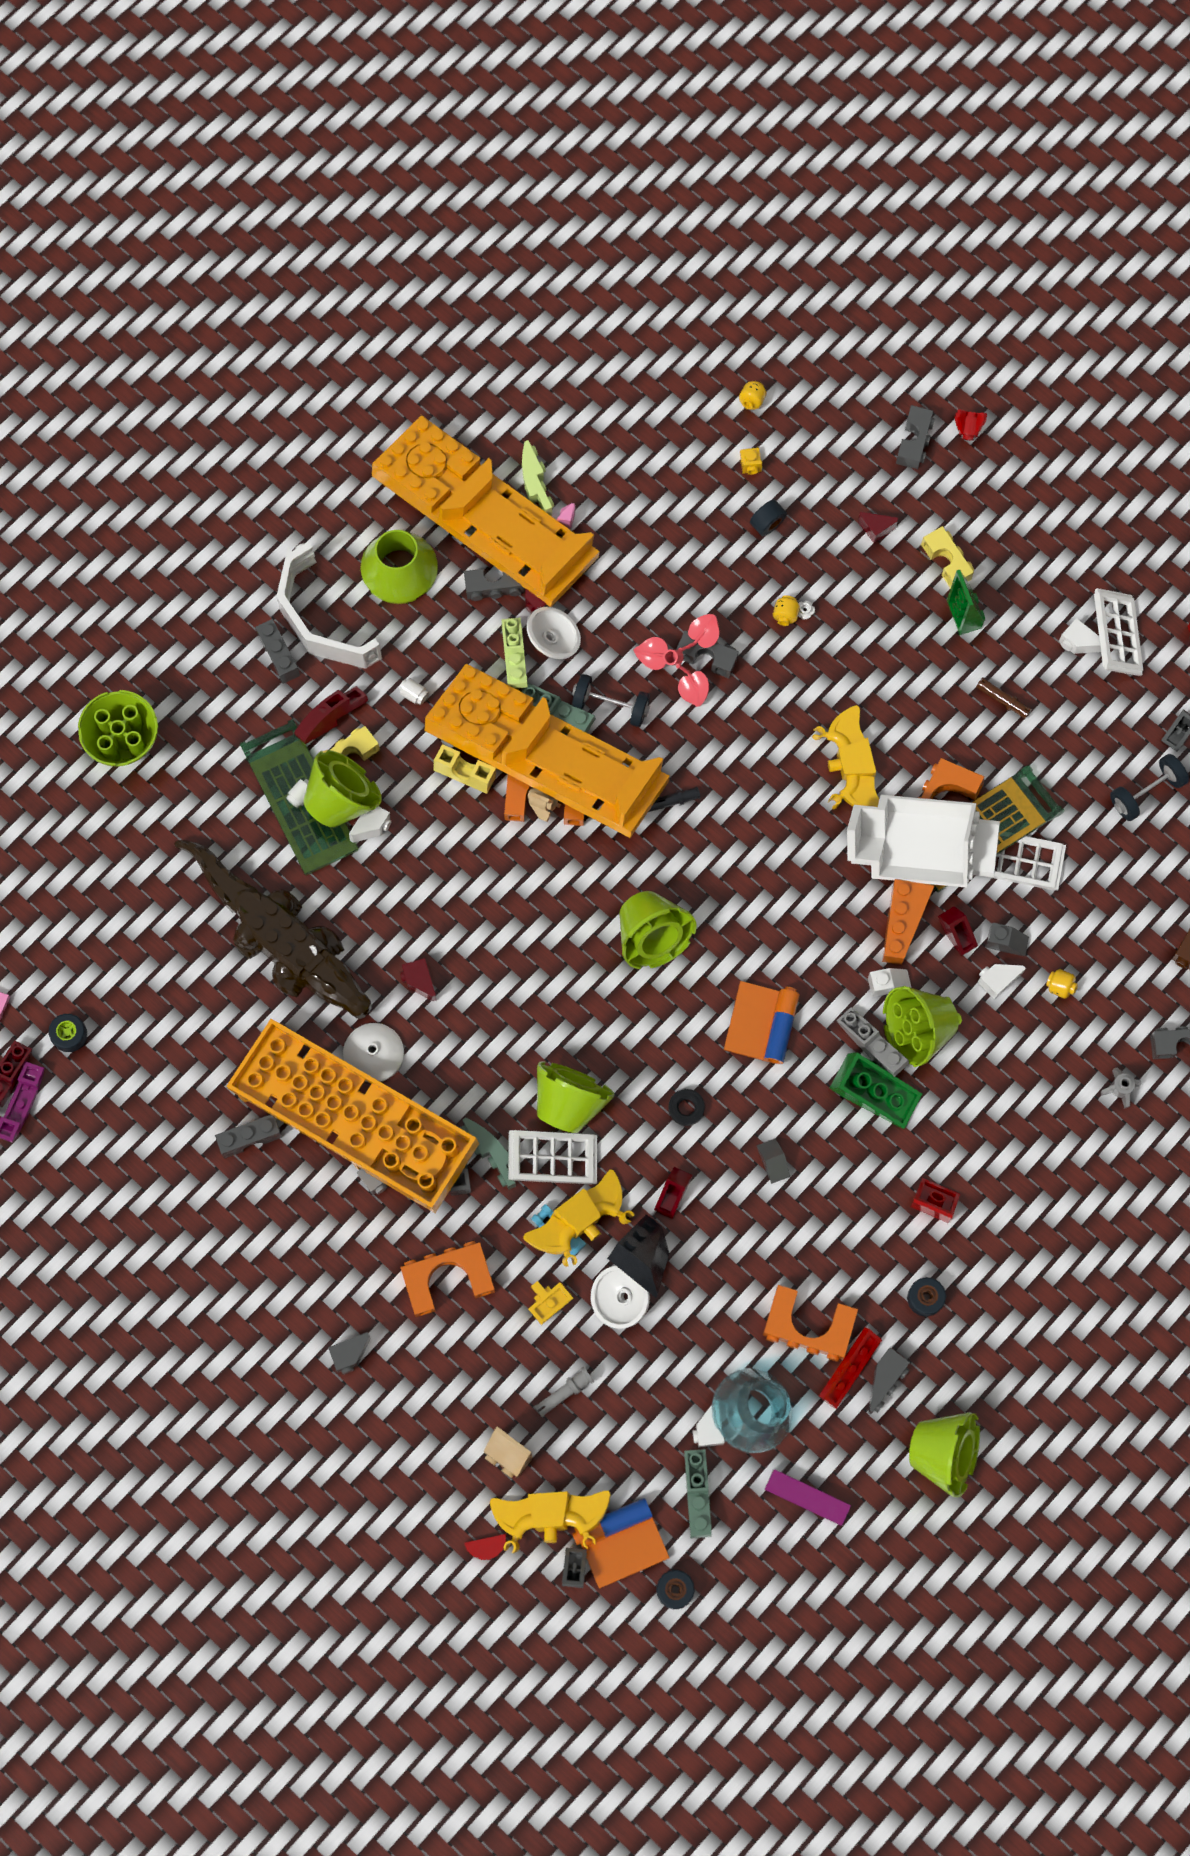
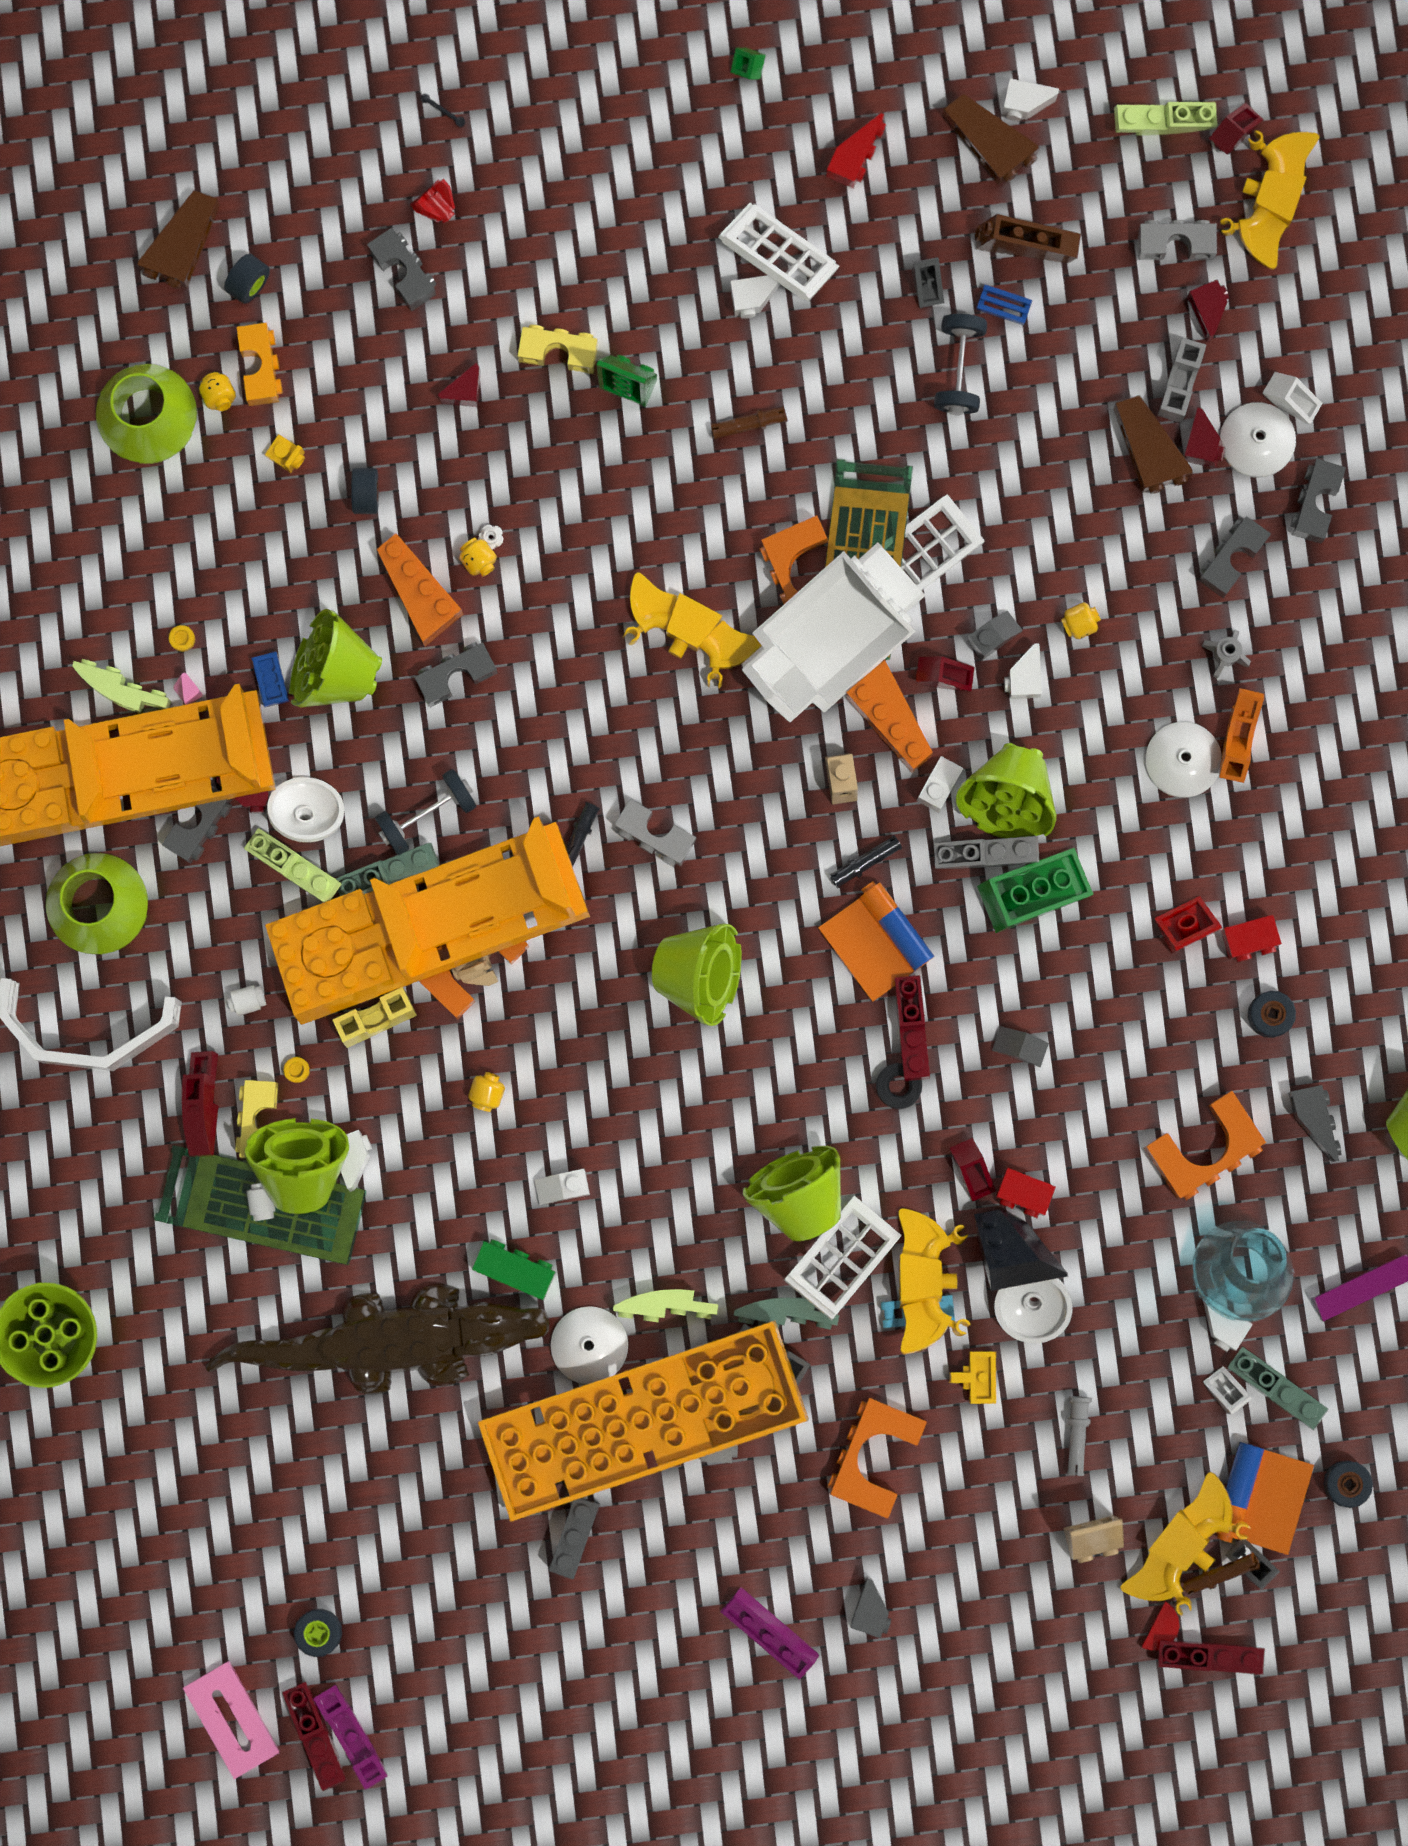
camera: 50 degrees left, 10 degrees up
(278, 651) = (87, 1102): dark grey arch -> none
(285, 1304) = (770, 1633): none -> magenta slope
(382, 970) = (514, 1269): none -> green brick
(396, 753) = (296, 1070): none -> yellow tile
(418, 978) = (552, 1240): dark red slope -> none
(431, 1070) = (654, 1305): none -> yellowish green slope
(456, 959) = (562, 1186): none -> white slope
(475, 869) = (486, 1092): none -> yellow head
(493, 1591) = (1211, 1657): none -> dark red slope
(543, 1549) = (1220, 1574): none -> reddish brown pin
(594, 490) = (182, 638): none -> yellow tile
(612, 556) = (270, 679): none -> blue plate
(652, 580) = (332, 664): none -> lime cone
(655, 655) = (408, 725): coral plant -> none
(669, 1463) = (1227, 1391): none -> white slope
(687, 1235) = (1025, 1192): none -> red brick
(706, 384) = (157, 439): none -> lime cone
(715, 857) = (672, 847): none -> light grey arch
(728, 1085) = (912, 1028): none -> dark red slope
(736, 595) = (422, 595): none -> orange wedge
(778, 416) = (262, 386): none -> light orange arch
(804, 976) = (864, 862): none -> black pin
(820, 309) = (181, 242): none -> reddish brown slope
(831, 358) = (246, 278): none -> black wheel
(842, 919) = (842, 778): none -> tan torso
(850, 1367) = (1278, 1144): red plate -> none
(962, 1245) = (1251, 937): none -> red brick
(1026, 1126) = (1172, 773): none -> white dish
(1028, 402) = (460, 121): none -> black hinge
(1079, 1135) = (1239, 735): none -> orange arch

